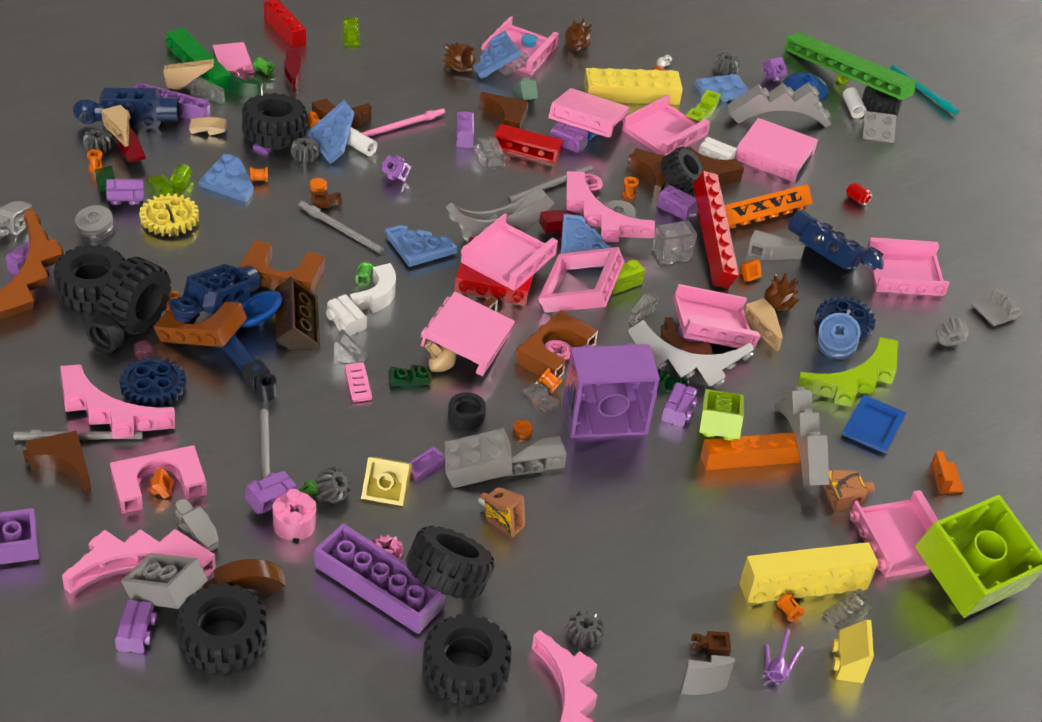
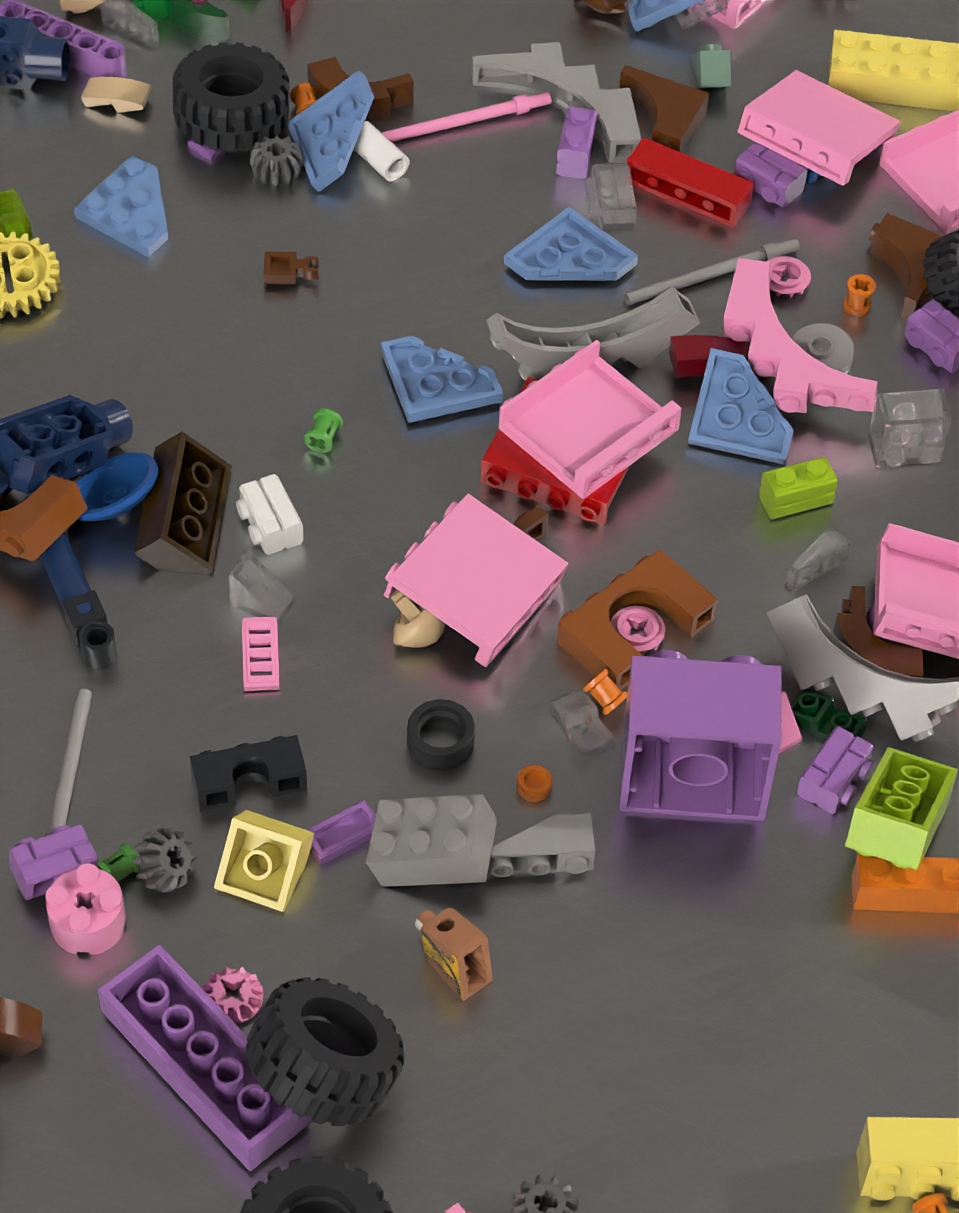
camera: 15 degrees right, 10 degrees up
(181, 176) = (45, 197): clear neon green brick -> none
(259, 174) = (182, 205): orange bush -> none
(306, 273) = (214, 426): dark orange arch -> none
(315, 212) = (266, 292): light grey bar -> none
(318, 185) = (284, 236): orange tile -> none
(380, 295) = (344, 476): white arch -> none
(381, 433) = (274, 761): none -> black arch
(395, 168) = (429, 215): medium lavender brick -> none
(413, 377) = (360, 653): dark green slope -> none
(438, 97) = (568, 86): none -> light grey arch
(474, 179) = (570, 250): none -> medium blue plate
(609, 258) = (731, 535): bright pink window -> none

